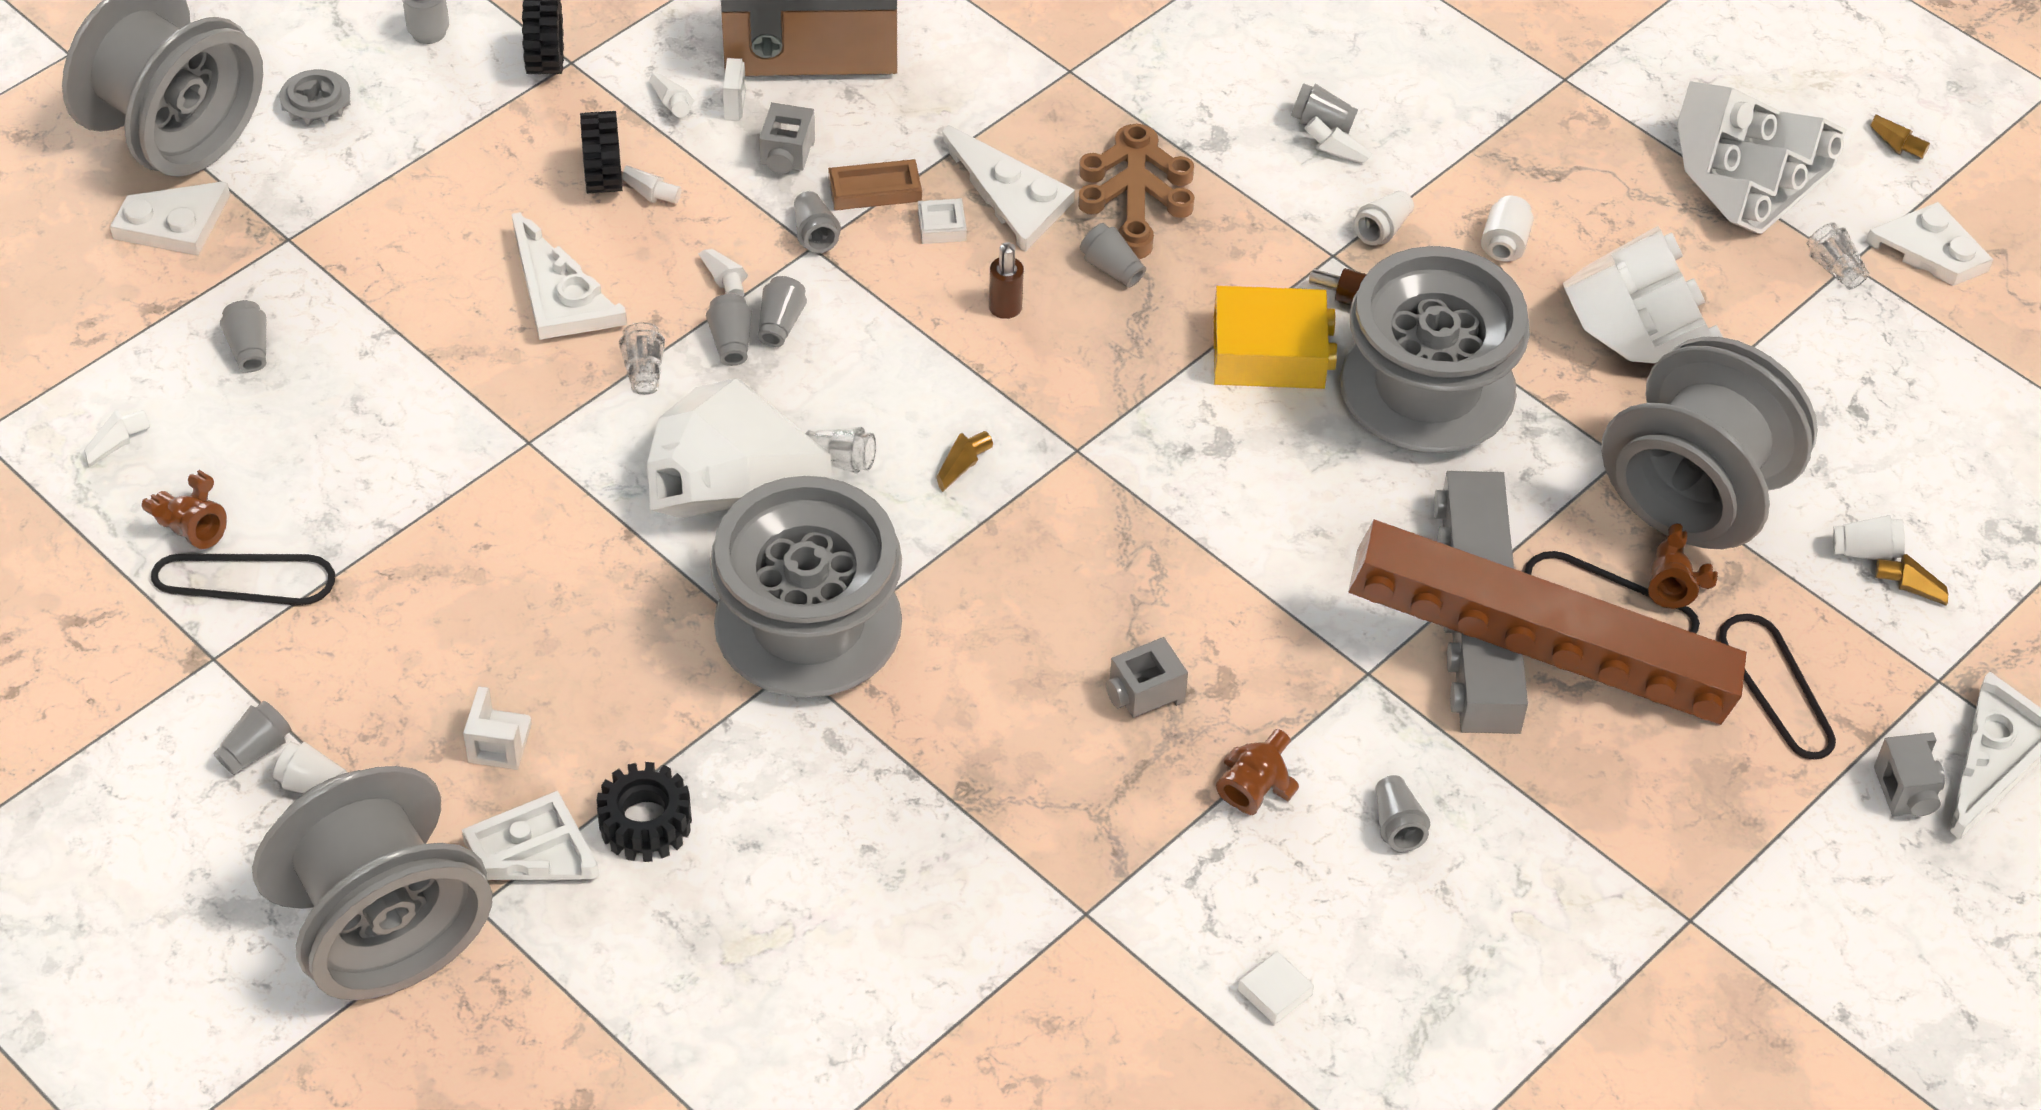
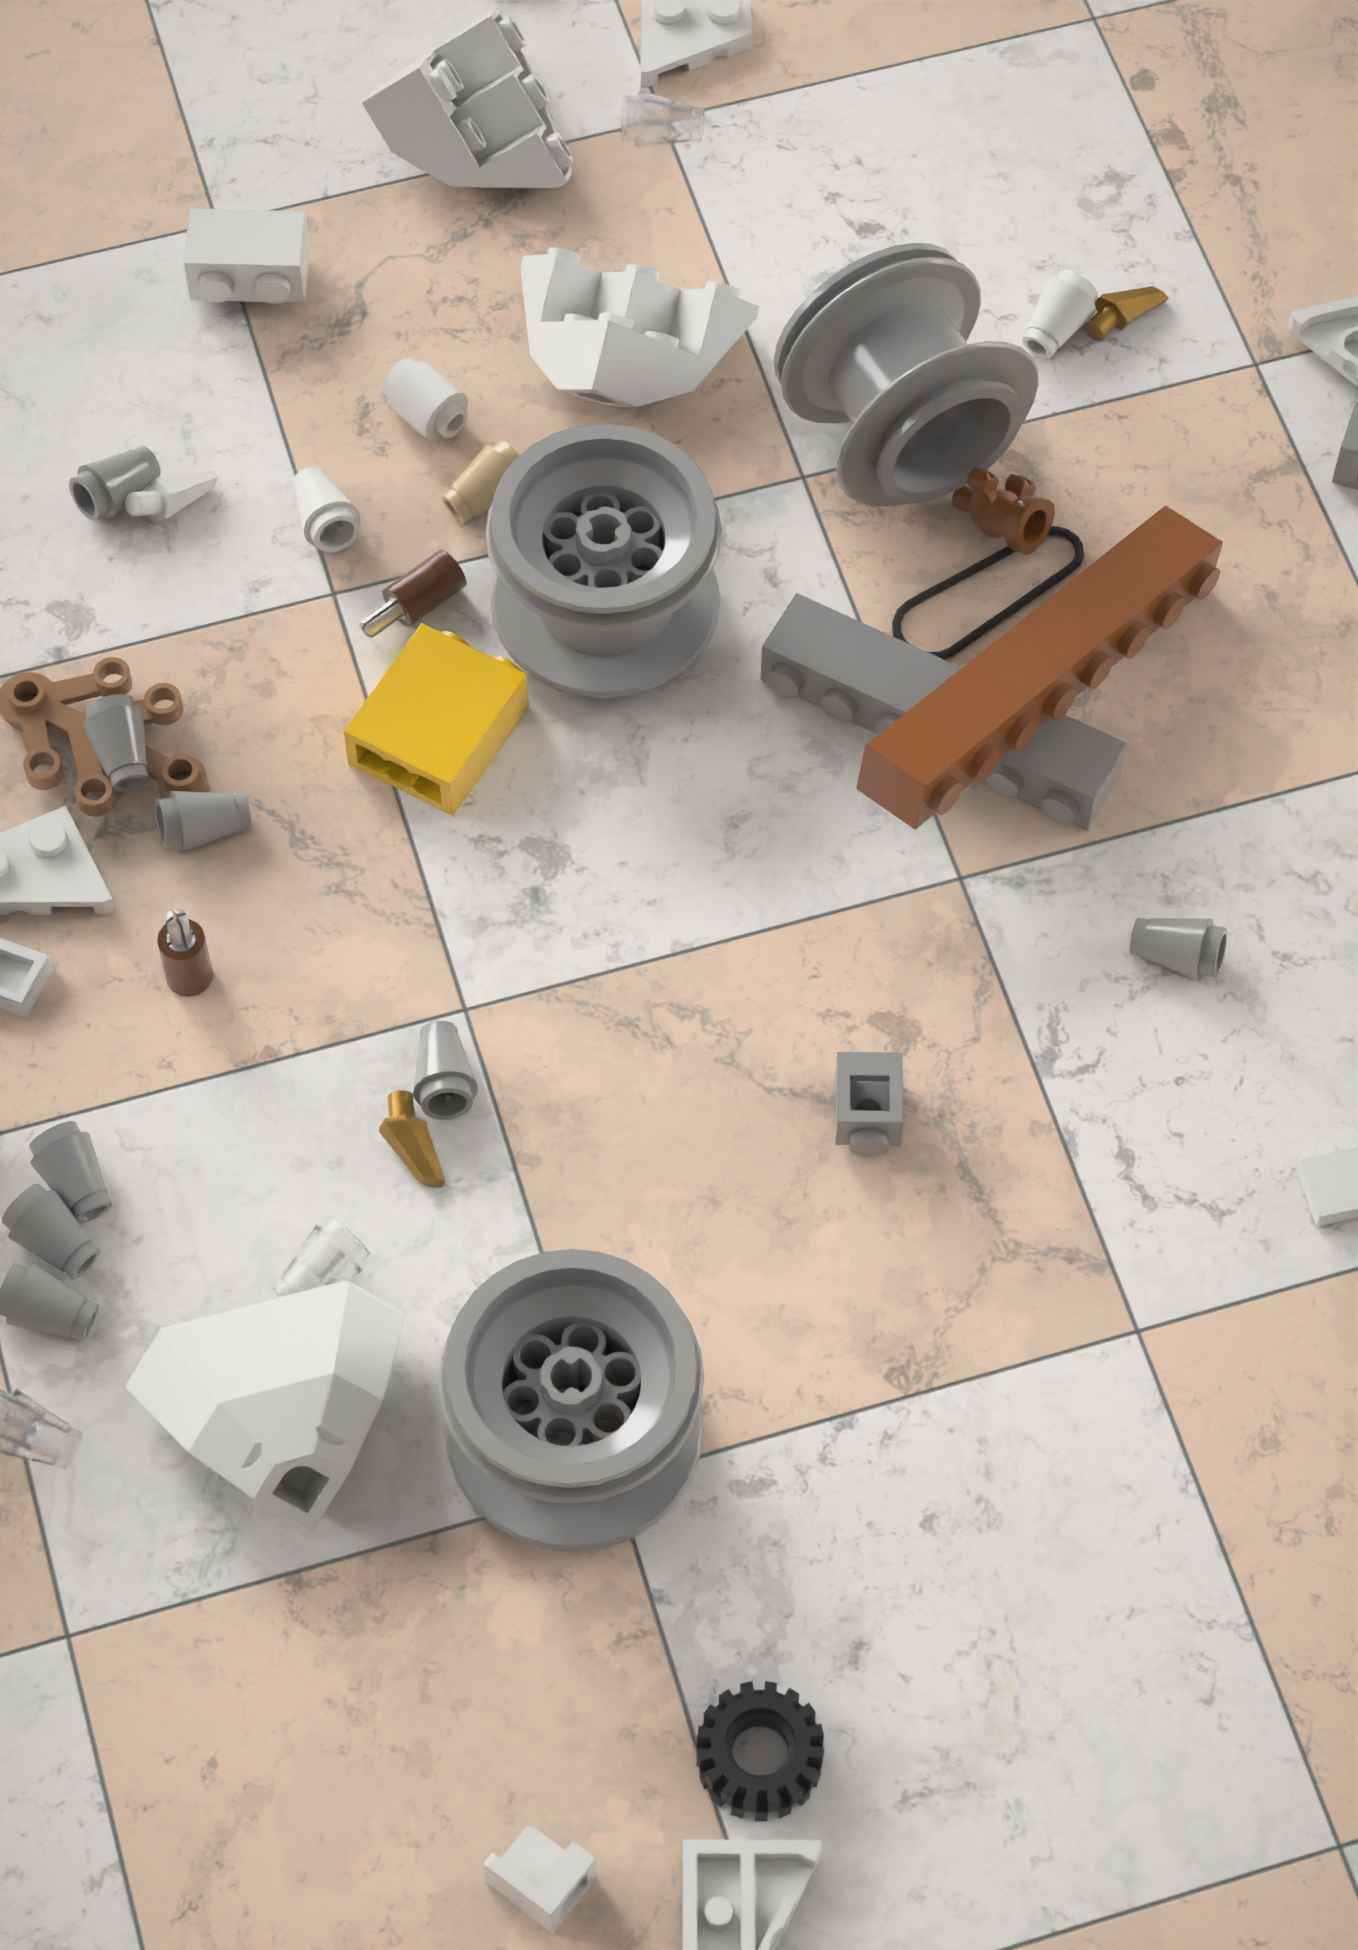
camera: 60 degrees left, 10 degrees up
(827, 301) = (70, 1166): none -> light grey cone
(1016, 450) = (443, 1074): none -> light grey cone
(1132, 185) = (118, 740): none -> light grey cone
(1253, 773) = (1055, 1055): dark orange piece -> none
(1539, 93) = (247, 255): none -> white brick
(1801, 680) = (1190, 481): black piece -> none

